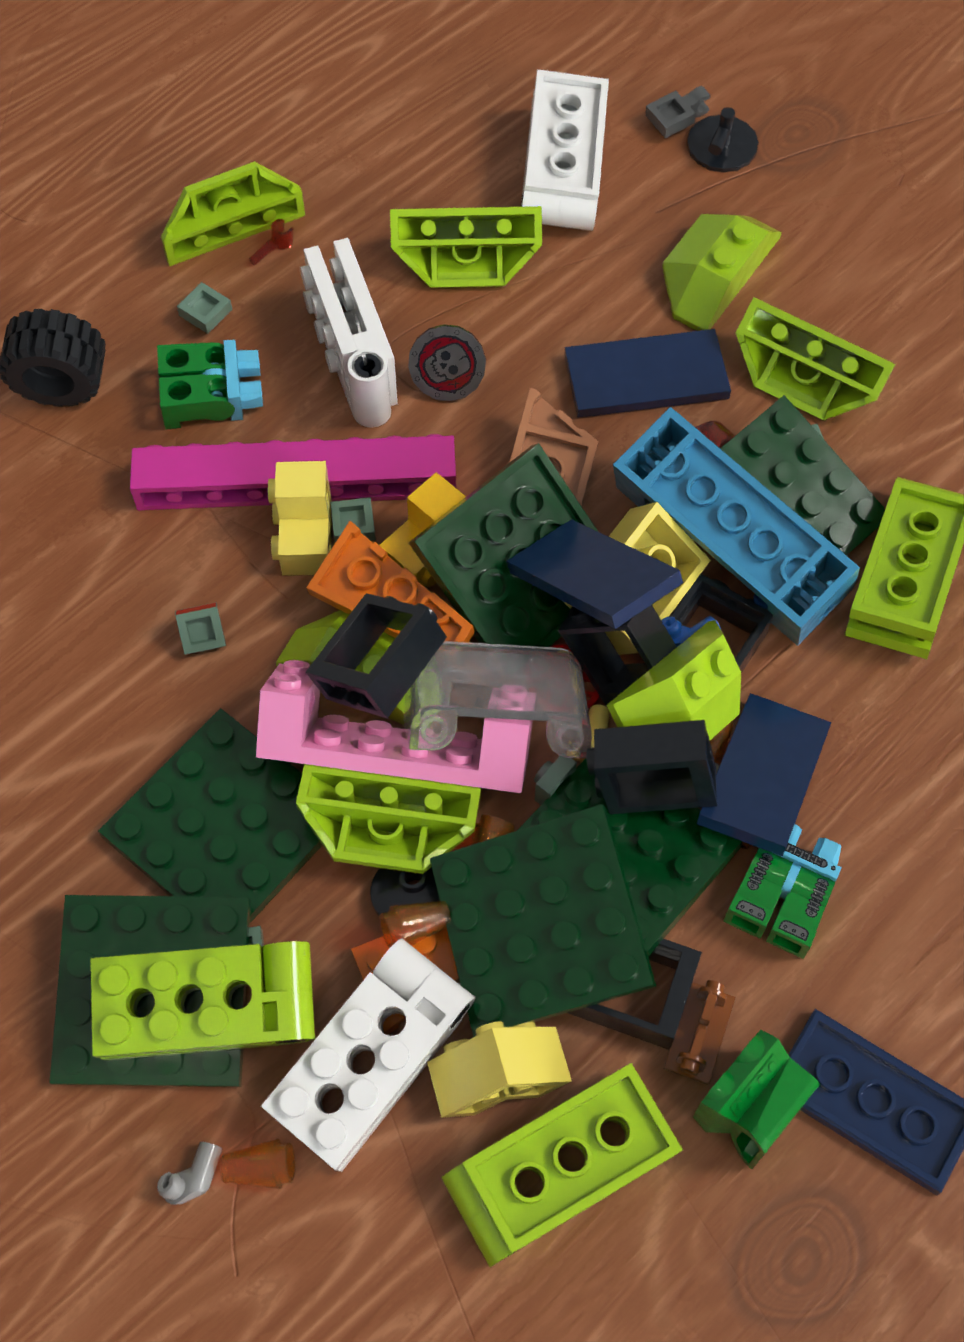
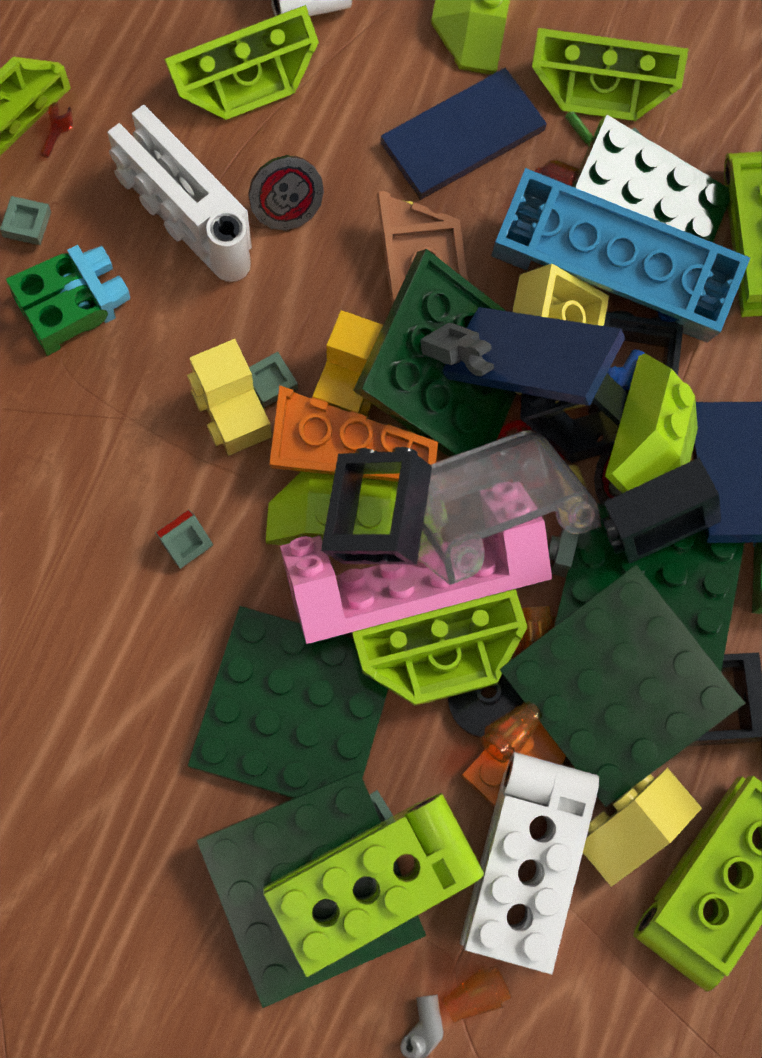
camera: 30 degrees left, 10 degrees up
(240, 472) = (159, 368): dark pink brick -> none
(525, 540) = (457, 344): none -> dark grey plate
(761, 401) = (584, 131): none -> bright green leg

